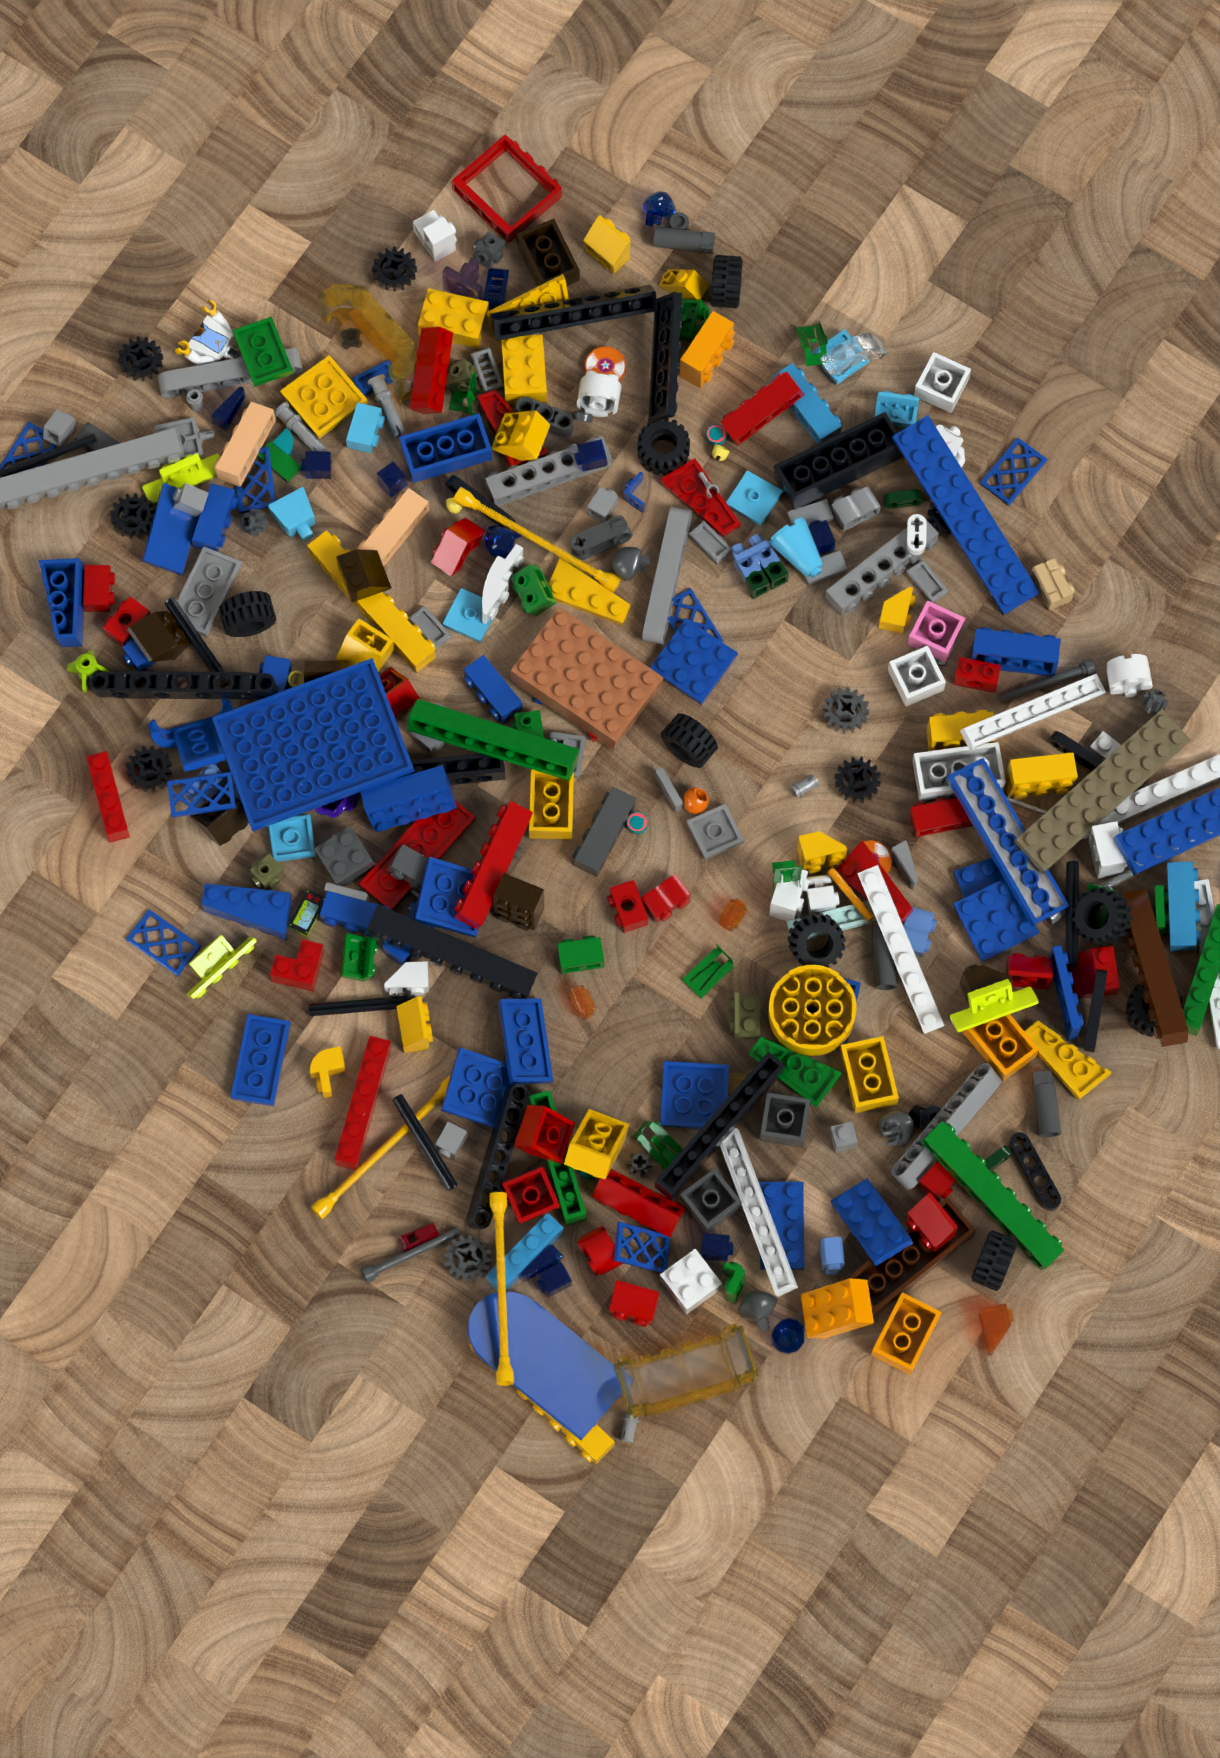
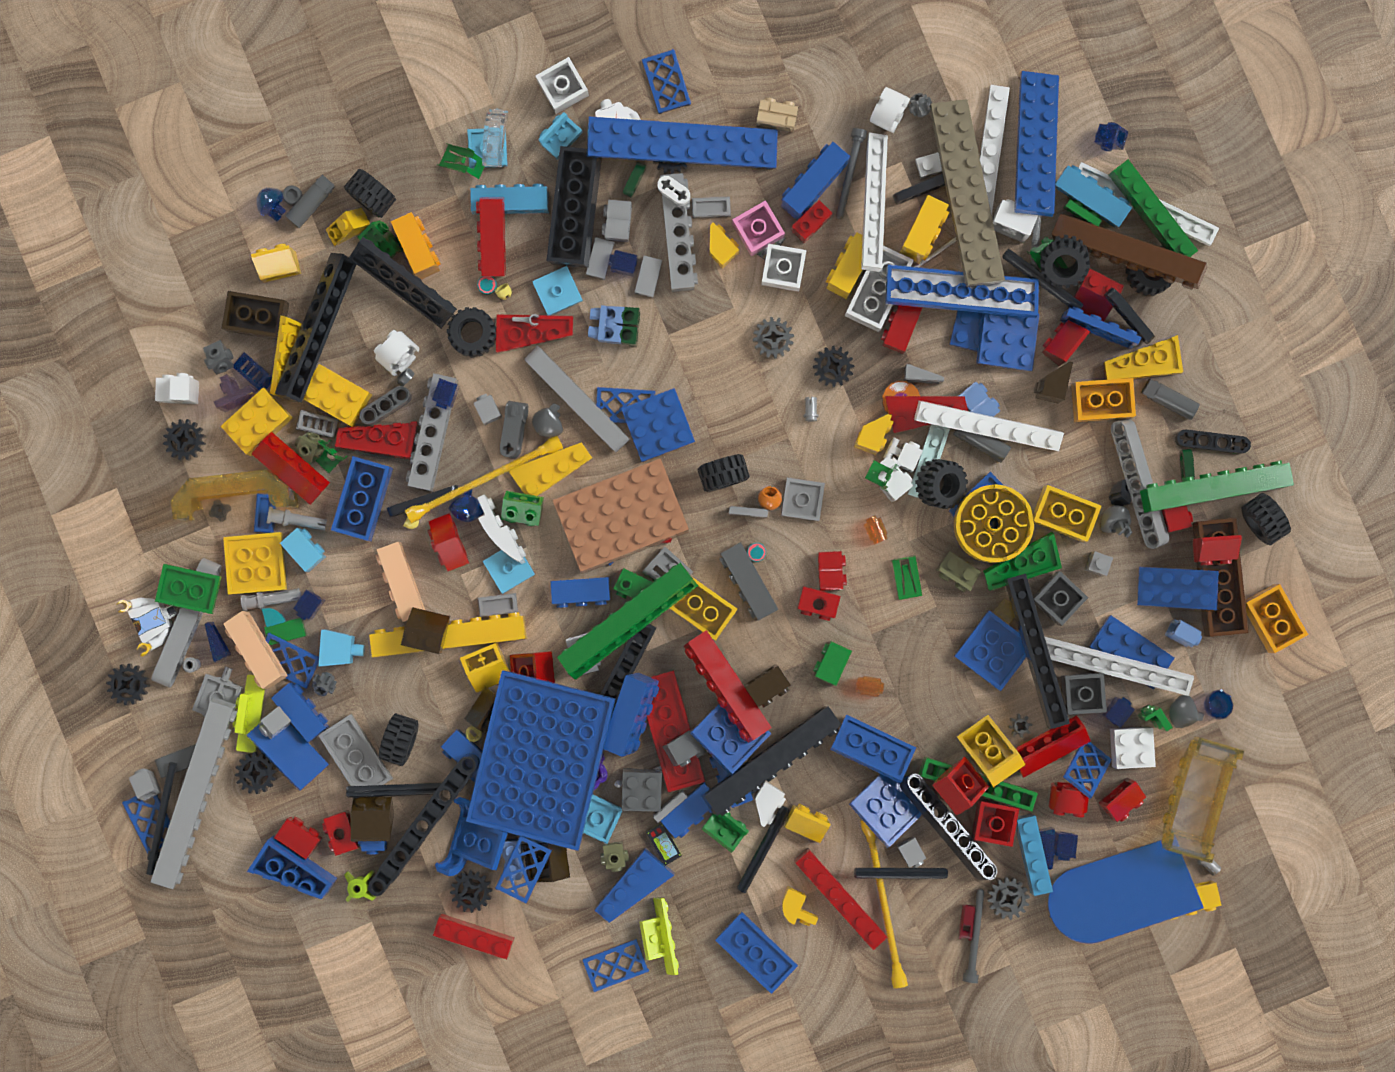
camera: 60 degrees left, 15 degrees up
(299, 972) = (709, 878): red brick -> none
(391, 479) = (359, 556): clear blue brick -> none
(504, 1372) = (1122, 934): yellow hose -> none
(521, 435) = (391, 435): yellow slope -> none
(526, 161) = (180, 338): red window -> none
(606, 361) = (373, 330): orange tile -> none
(630, 487) = (486, 378): blue bracket -> none
(665, 1137) = (1023, 699): green piece -> none
(710, 542) = (570, 348): light grey tile -> none
(798, 547) = (625, 286): medium azure cone -> none
(837, 1308) = (1228, 658): light orange brick -> none
(850, 894) = (920, 433): light orange bar -> none
(992, 1003) = (1081, 389): neon yellow bracket -> none
(995, 1324) = (1308, 549): clear orange slope -> none

